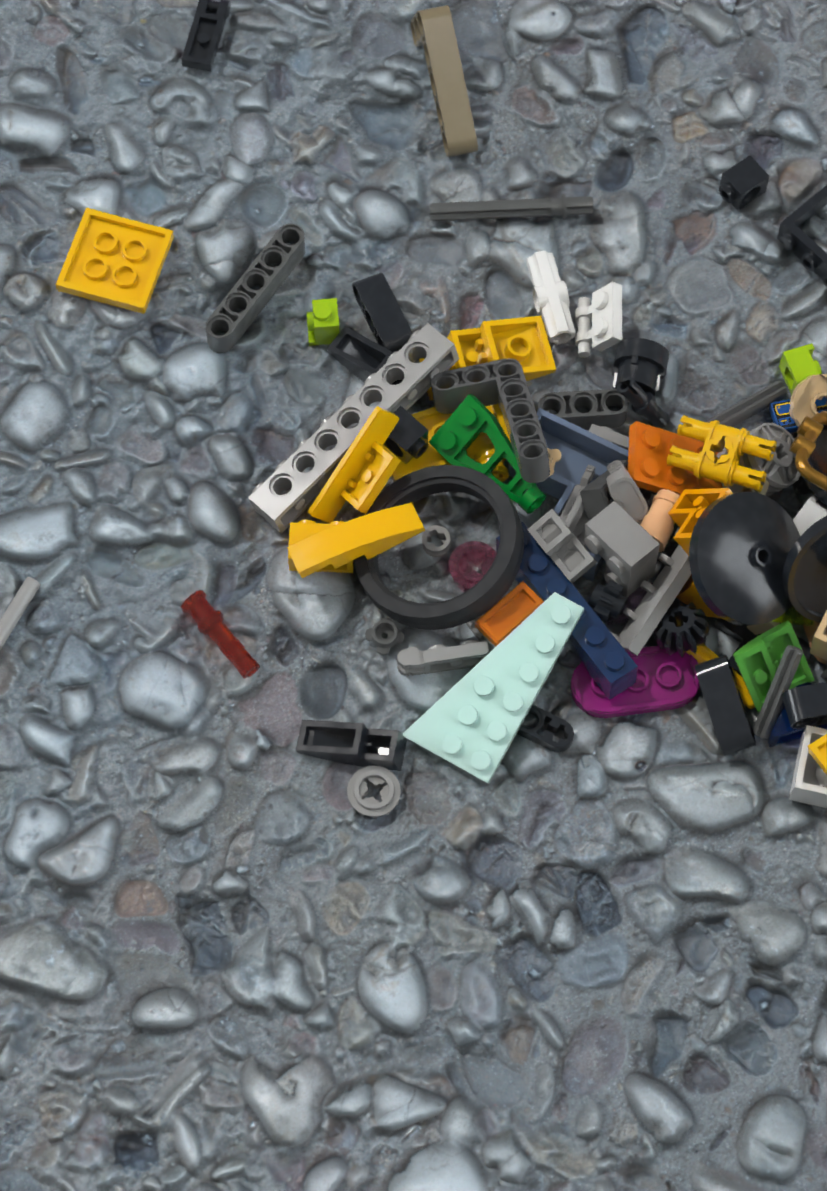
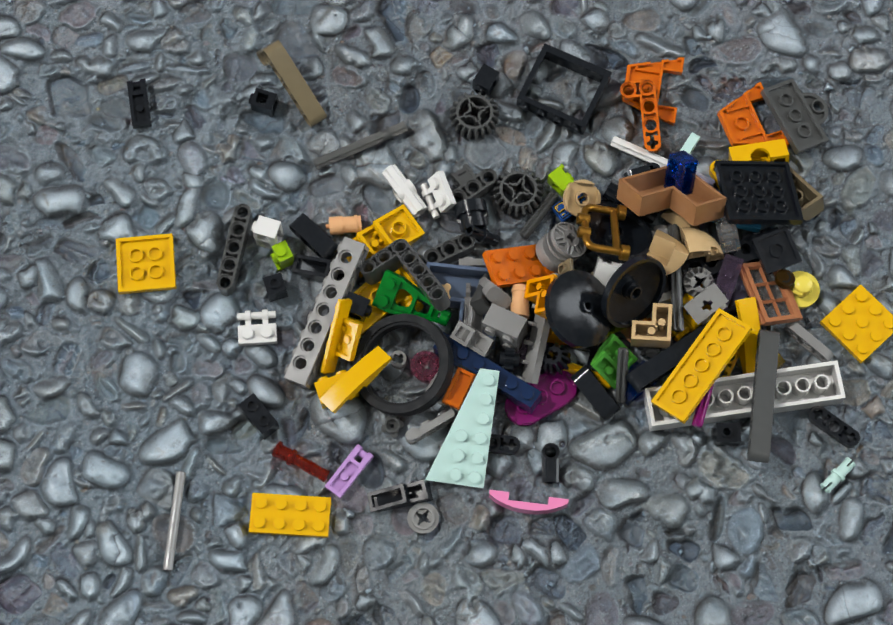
camera: 20 degrees left, 5 degrees up
(171, 708) = (290, 515): none -> yellow plate
(186, 542) = (259, 416): none -> black brick
(237, 423) = (258, 333): none -> white plate
(288, 677) = (348, 471): none -> lavender plate
(293, 364) = (275, 287): none -> black brick
(315, 277) = (267, 232): none -> white brick
(392, 95) = (263, 96): none -> black brick
(437, 312) = (339, 225): none -> light nougat piece
(587, 852) = (502, 497): none -> bright pink slope
(607, 788) = (550, 466): none -> black piece
(653, 315) = (466, 179): none -> dark grey piece
(690, 236) = (486, 108): none -> dark grey gear
(727, 468) = (533, 244): yellow pin -> none
(730, 377) = (512, 188): none -> dark grey gear

